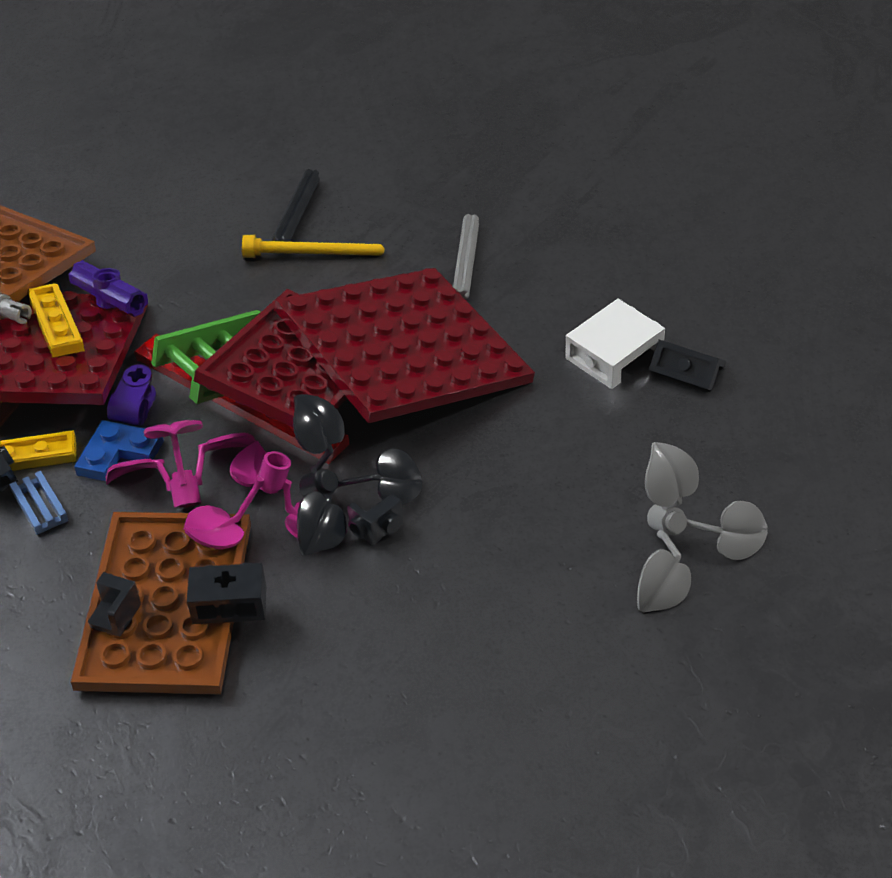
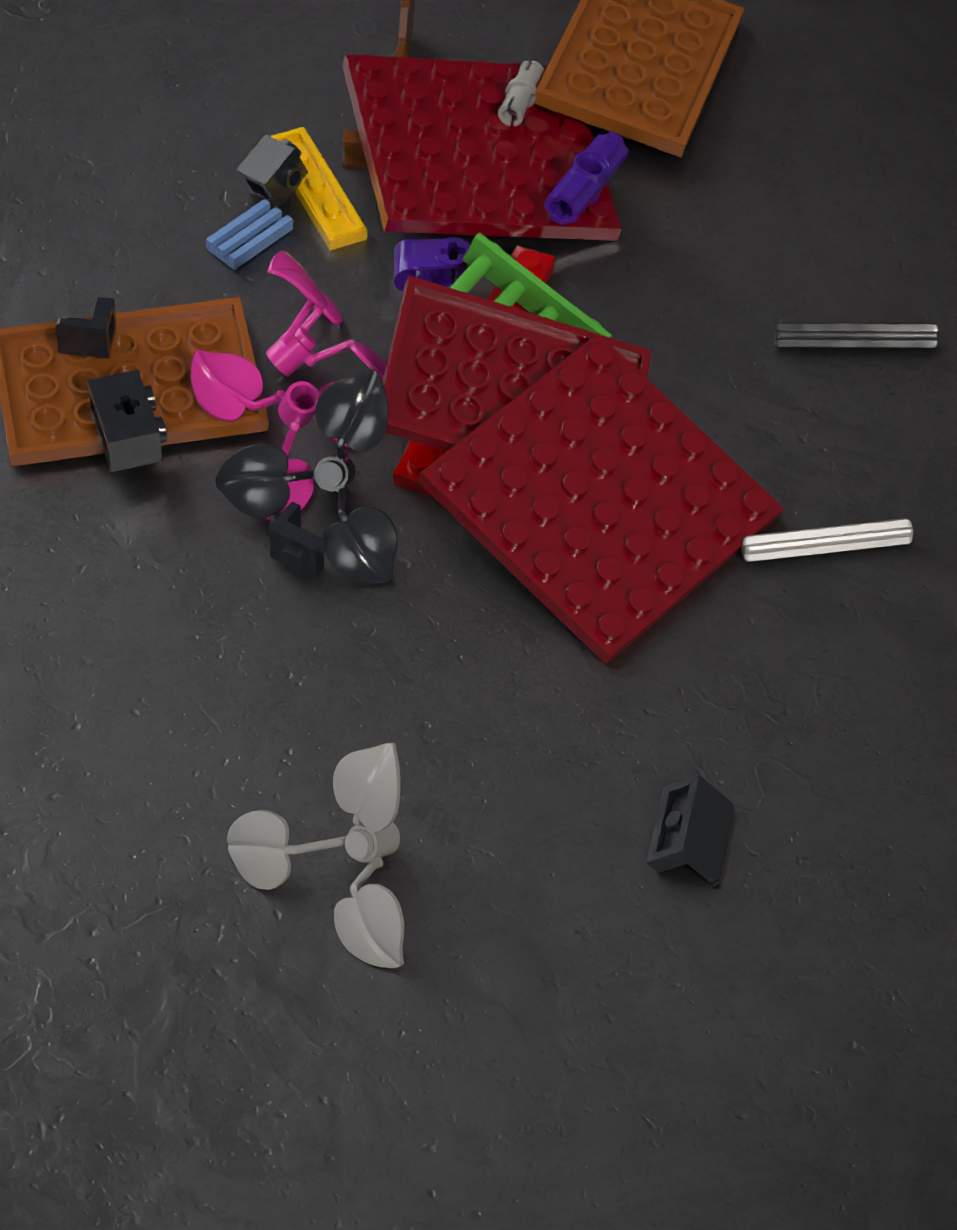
camera: 70 degrees right, 5 degrees up
(55, 320) = (514, 147): yellow tile -> none
(110, 444) = (359, 270): blue plate -> none
(255, 247) = (755, 309): yellow piece -> none
(612, 341) = (698, 731): white panel -> none

